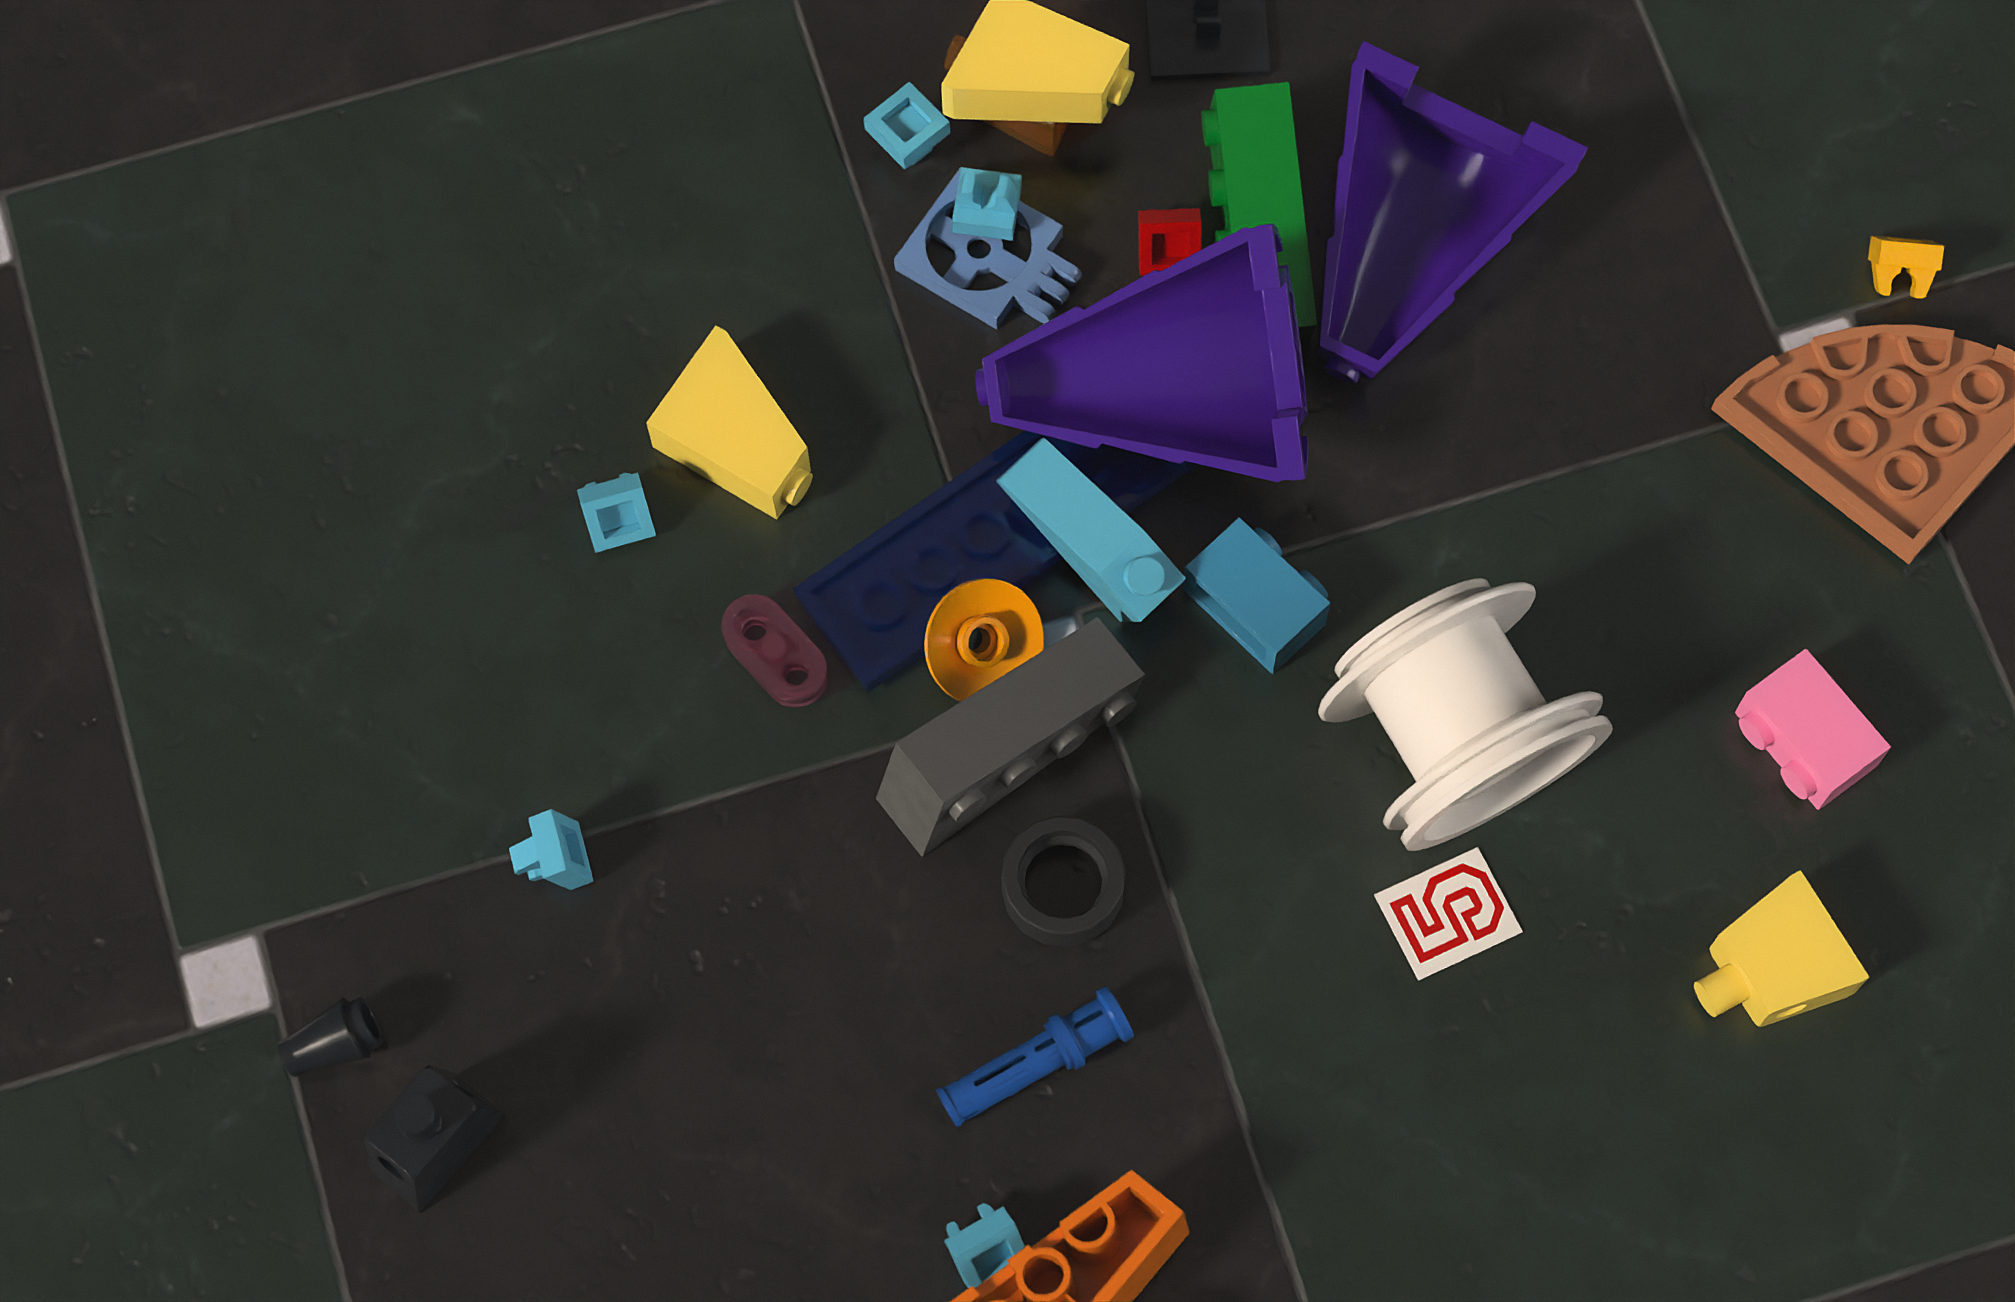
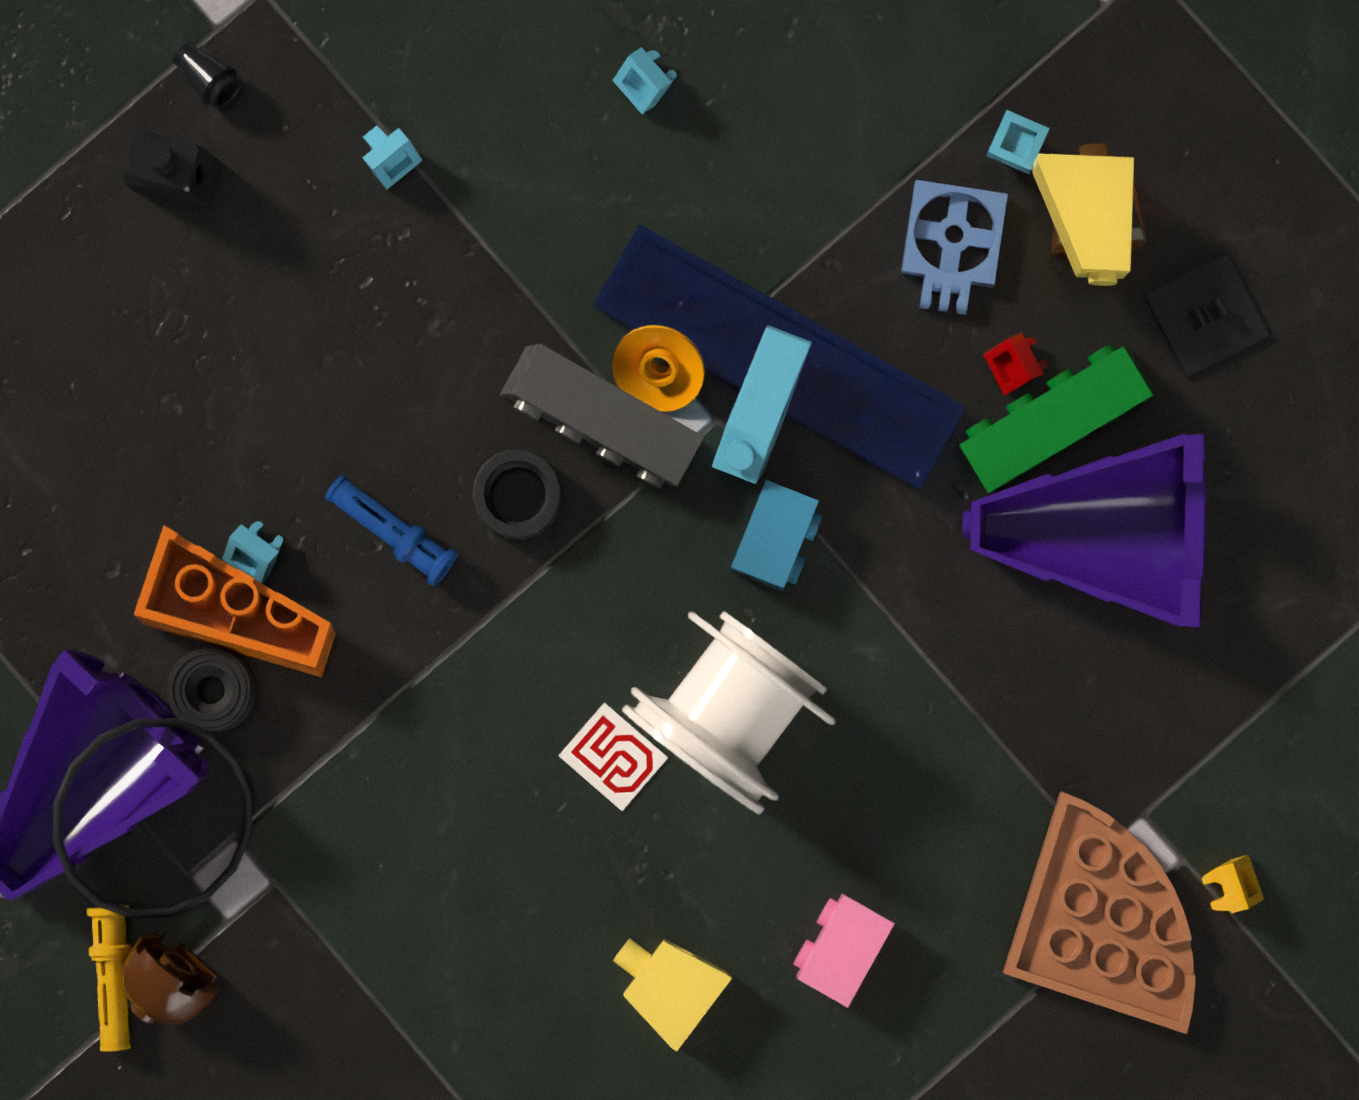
camera: 70 degrees right, 15 degrees up
(732, 429) = (738, 128): light yellow slope -> none
(777, 652) = (592, 233): clear pink plate -> none
(986, 203) = (983, 224): medium azure tile -> none
(1171, 366) = (897, 411): dark purple cone -> none

